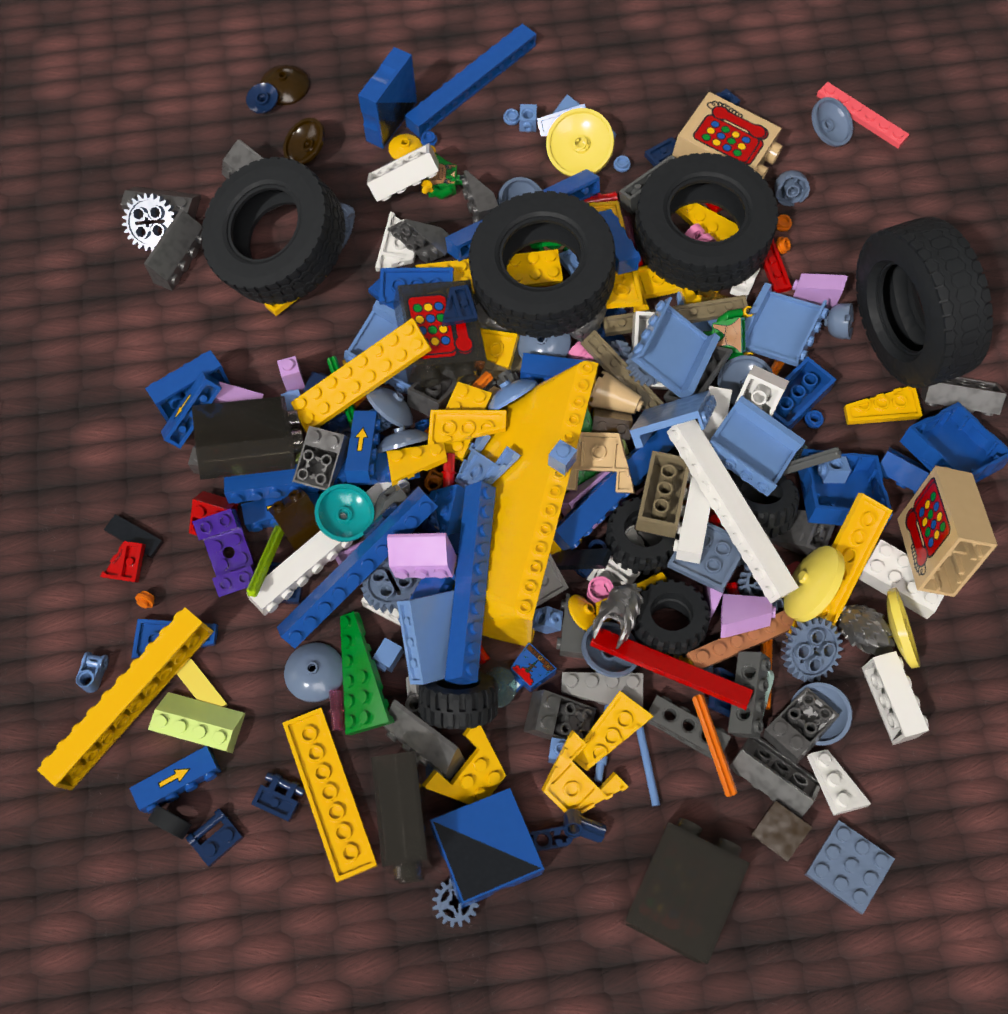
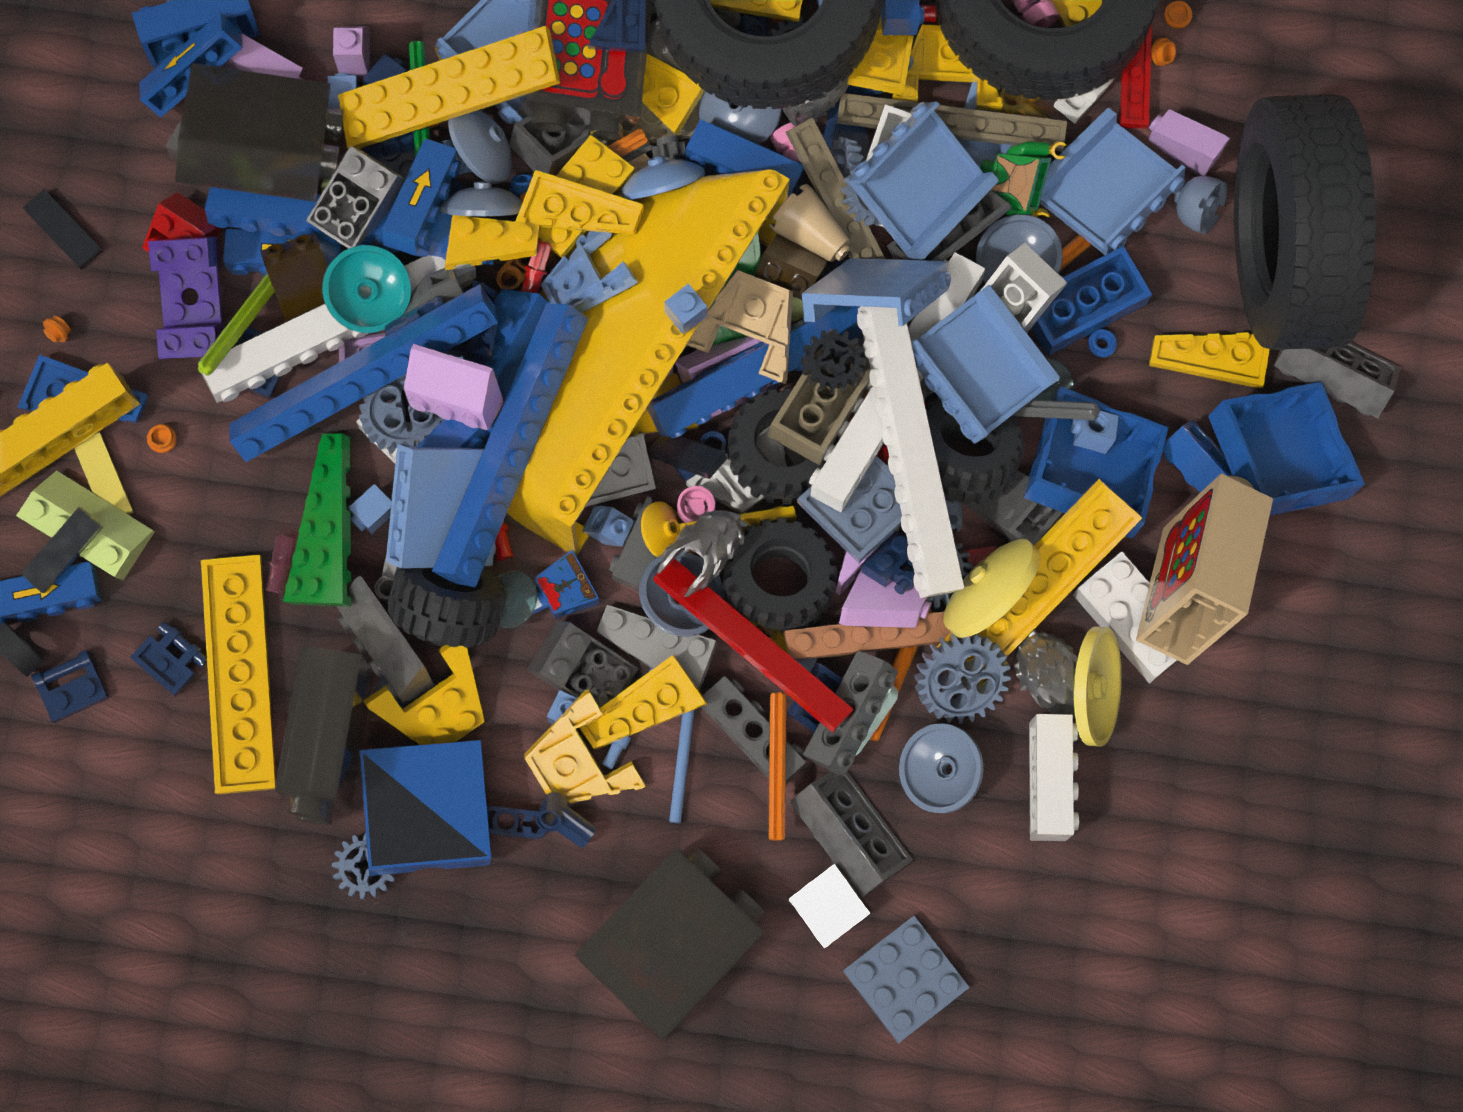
camera: 10 degrees right, 10 degrees up
(126, 563) = (42, 268): red wing -> none
(185, 743) = (62, 550): none -> black tile
(234, 650) = (161, 438): none -> orange plate
(313, 685) = (277, 515): sand blue dish -> none
(664, 469) = (840, 350): none -> black gear
(738, 588) = (889, 562): none -> dark blue plate
(800, 726) = (907, 776): flat silver slope -> none
(835, 783) = (928, 867): white wing -> none

